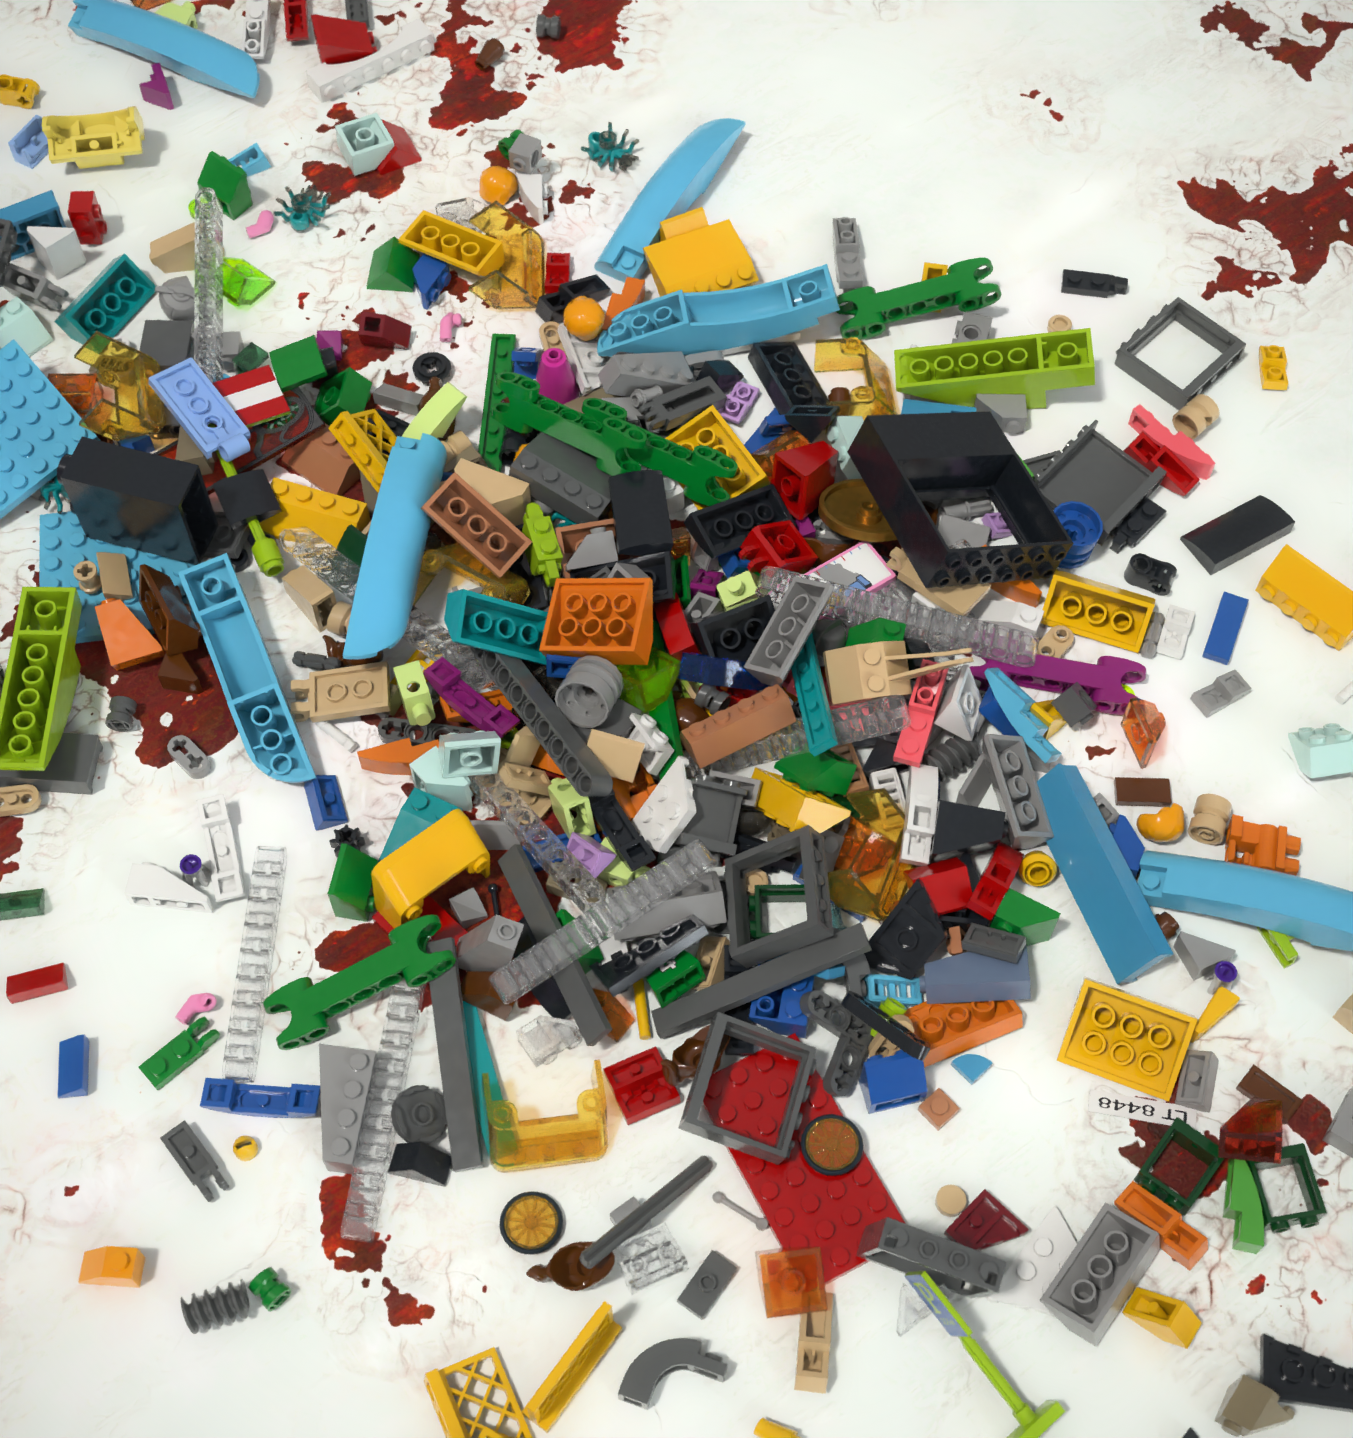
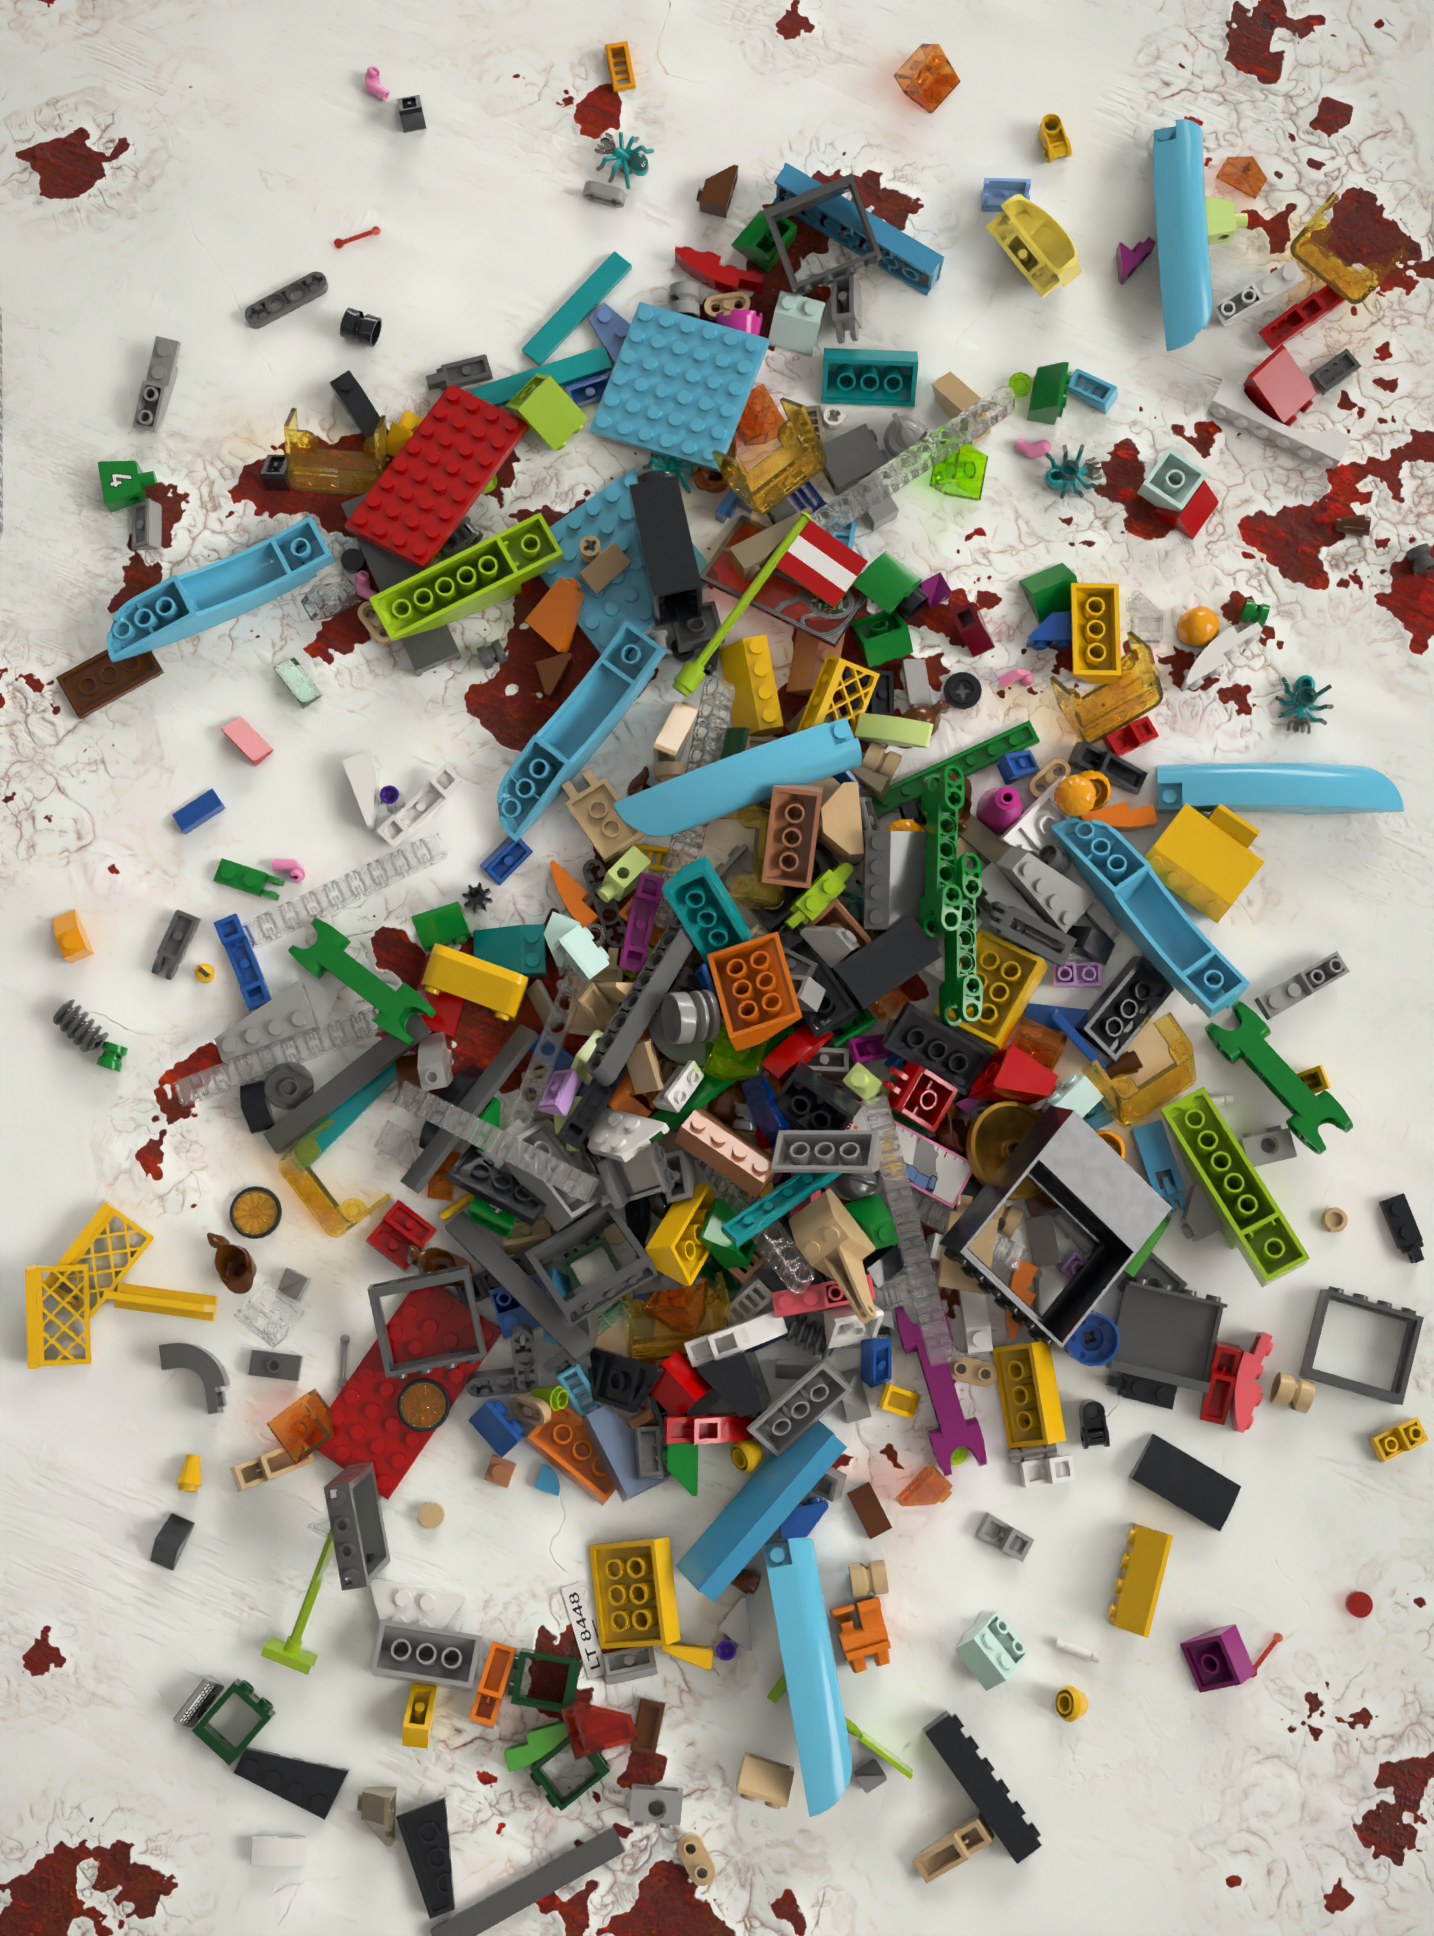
camera: 60 degrees right, 20 degrees up
(57, 249) = (894, 300): white slope -> none
(87, 217) = (943, 301): red brick -> none
(167, 611) = (590, 636): reddish brown slope -> none
(193, 753) = (491, 731): light grey beam -> none
(196, 404) = (786, 533): light blue hinge -> none
(247, 497) = (729, 628): black slope -> none
(249, 358) = (876, 536): clear green panel -> none
(315, 661) = (620, 775): dark grey axle -> none
(337, 735) = (567, 833): white wheel -> none
(468, 908) = (473, 1023): light grey slope -> none
(493, 888) = (469, 1057): black hinge -> none
(525, 153) = (1235, 635): light grey brick -> none
(641, 397) = (1017, 899): light grey pin -> none
(645, 1212) = (297, 1295): dark grey axle -> none
(811, 419) = (1073, 1054): black slope -> none
(886, 1025) = (516, 1427): black beam -> none
(985, 1224) = (423, 1549): dark red wing -> none
(1017, 706) = (879, 1370): medium azure slope -> none
(1075, 705) = (915, 1418): dark grey brick -> none
(1163, 826) = (841, 1540): light orange hair -> none
(1225, 628) = (1075, 1513): blue tile -> none

